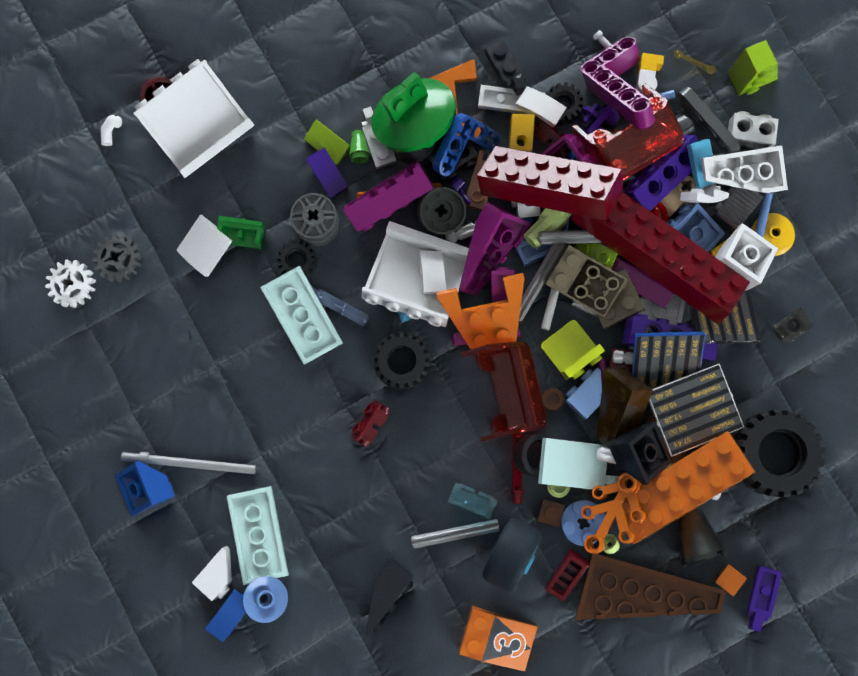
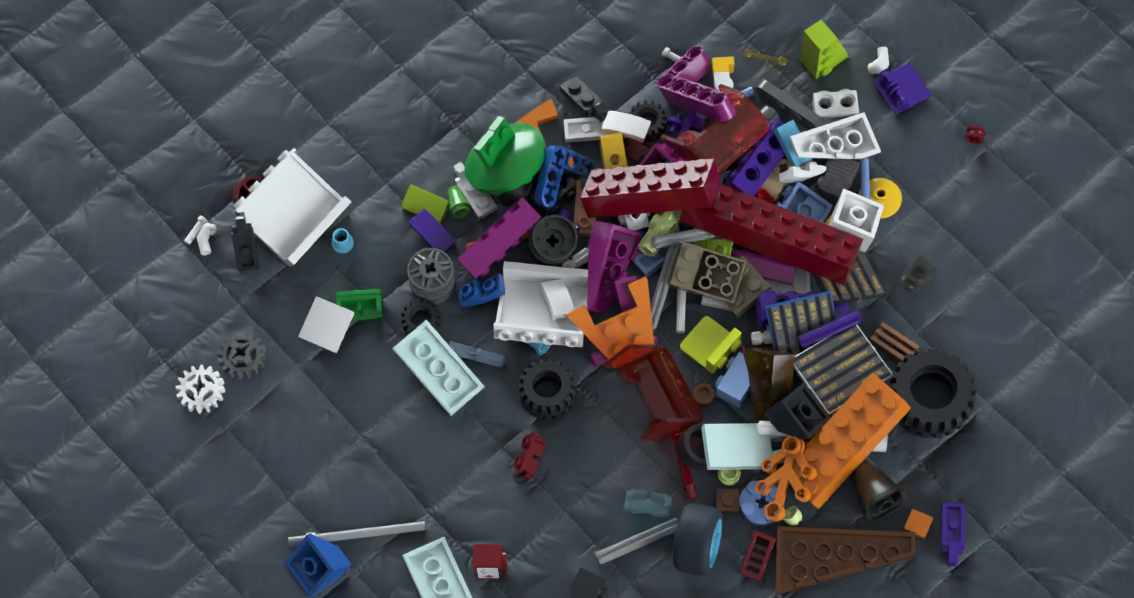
camera: 15 degrees left, 15 degrees down
(101, 119) = (201, 221): none -> white piece
(141, 145) = (244, 244): none -> black hinge
(241, 168) = (345, 246): none -> medium azure piece
(305, 527) = (489, 561): none -> dark red brick
(361, 246) = (478, 293): none -> blue slope
(693, 368) = (829, 328): none -> dark purple axle
(764, 403) = (884, 327): none -> nougat tile
(809, 93) = (880, 63): none -> white arm
(822, 124) = (902, 87): none -> dark purple hinge

